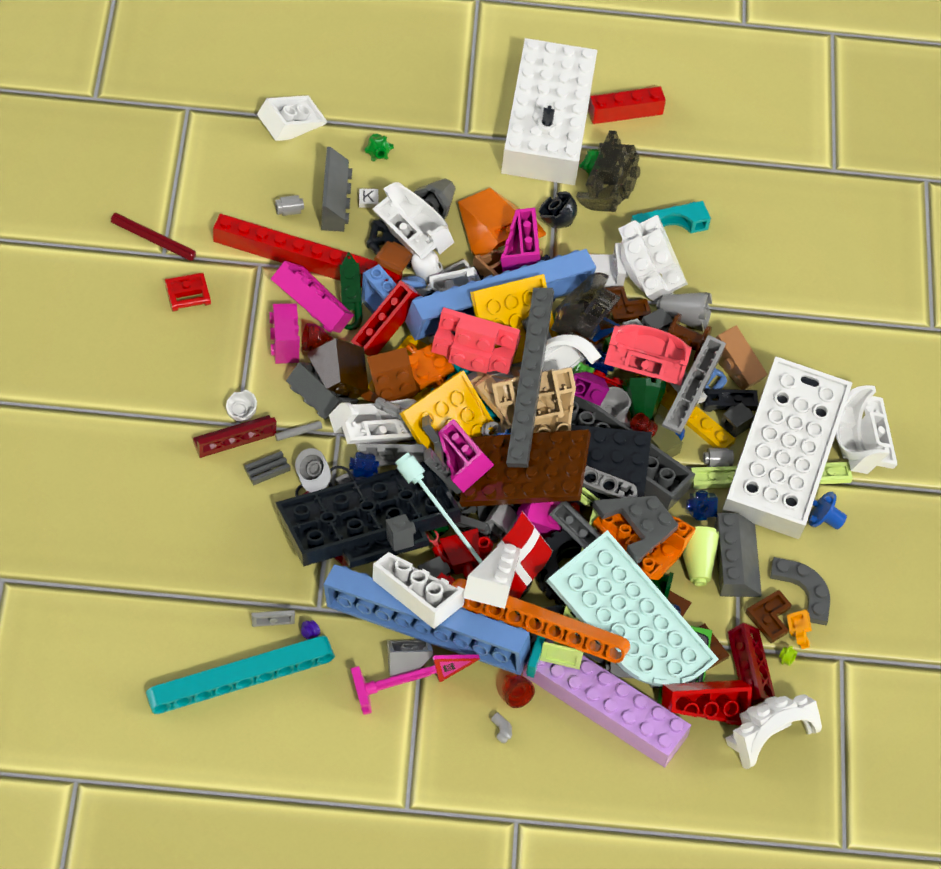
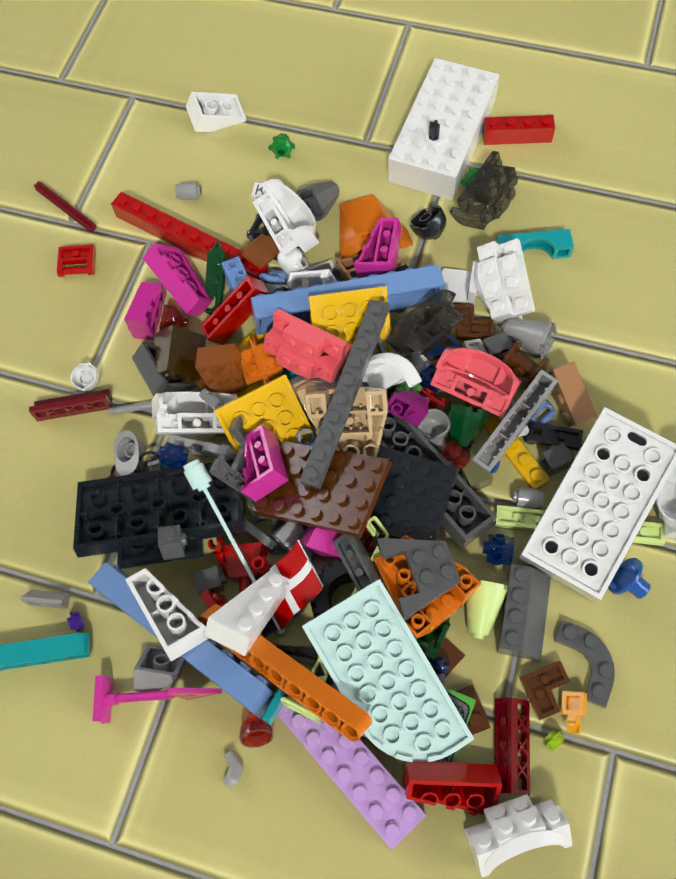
camera: 25 degrees right, 10 degrees up
(264, 465) = (91, 438): dark grey tile -> none
(335, 192) = (229, 181): dark grey slope -> none
(602, 477) = (392, 514): light grey beam -> none

